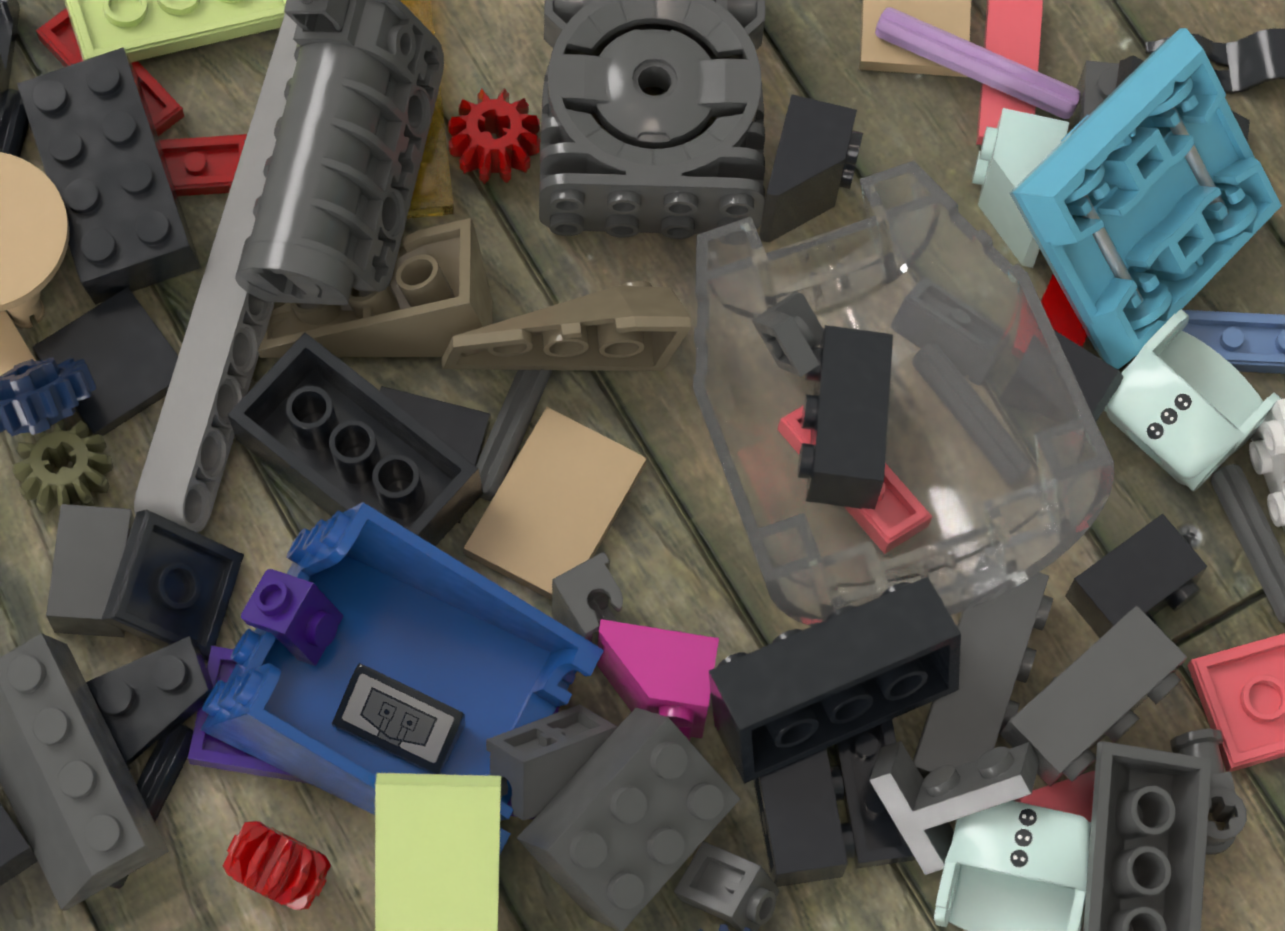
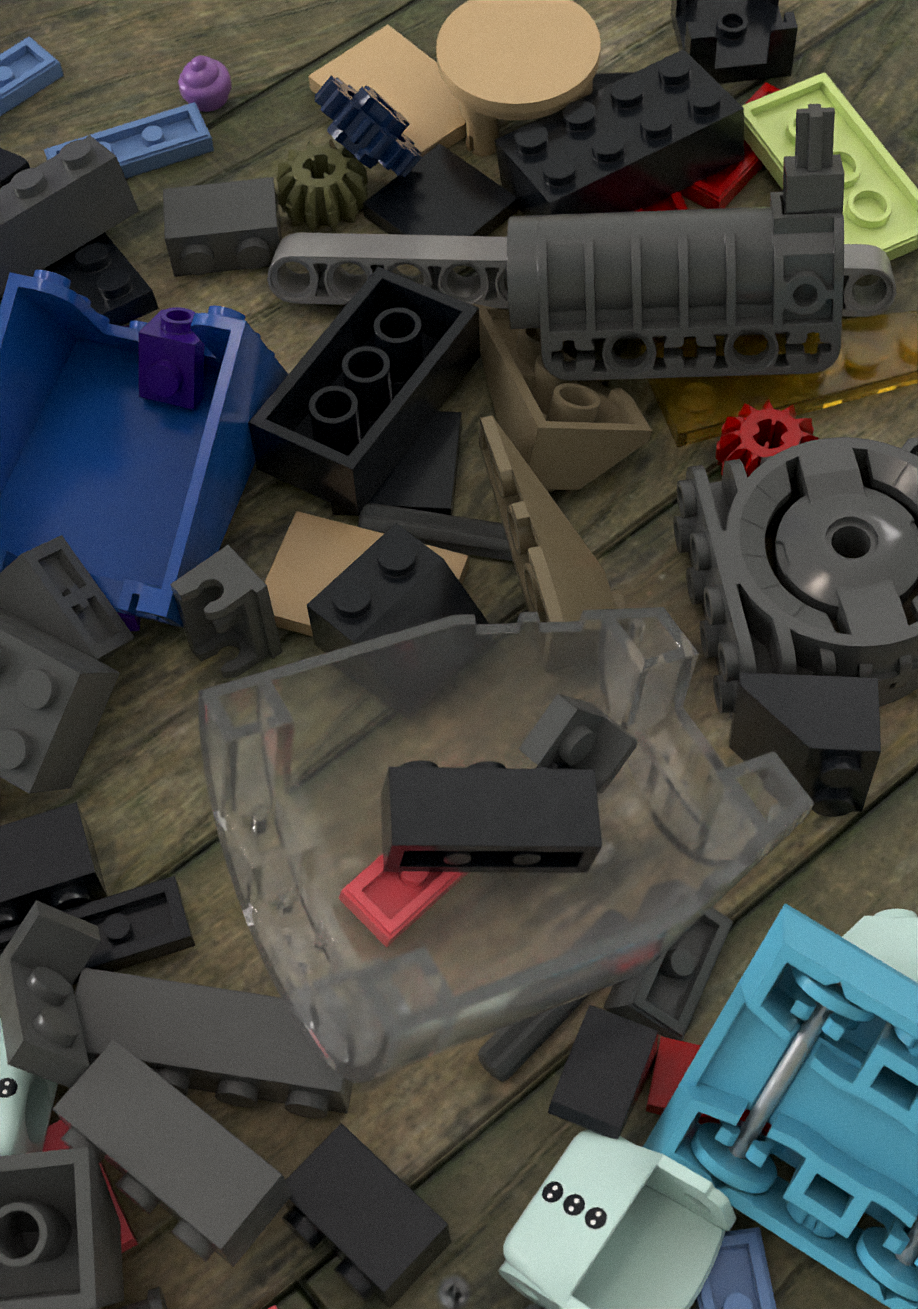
camera: 90 degrees right, 10 degrees down
(172, 584) = (213, 266): black tile -> none
(399, 719) = (88, 472): slope -> none
(620, 469) = (387, 591): none -> black slope
(660, 671) = (153, 693): dark pink slope -> none
(835, 678) = (149, 839): black brick -> none

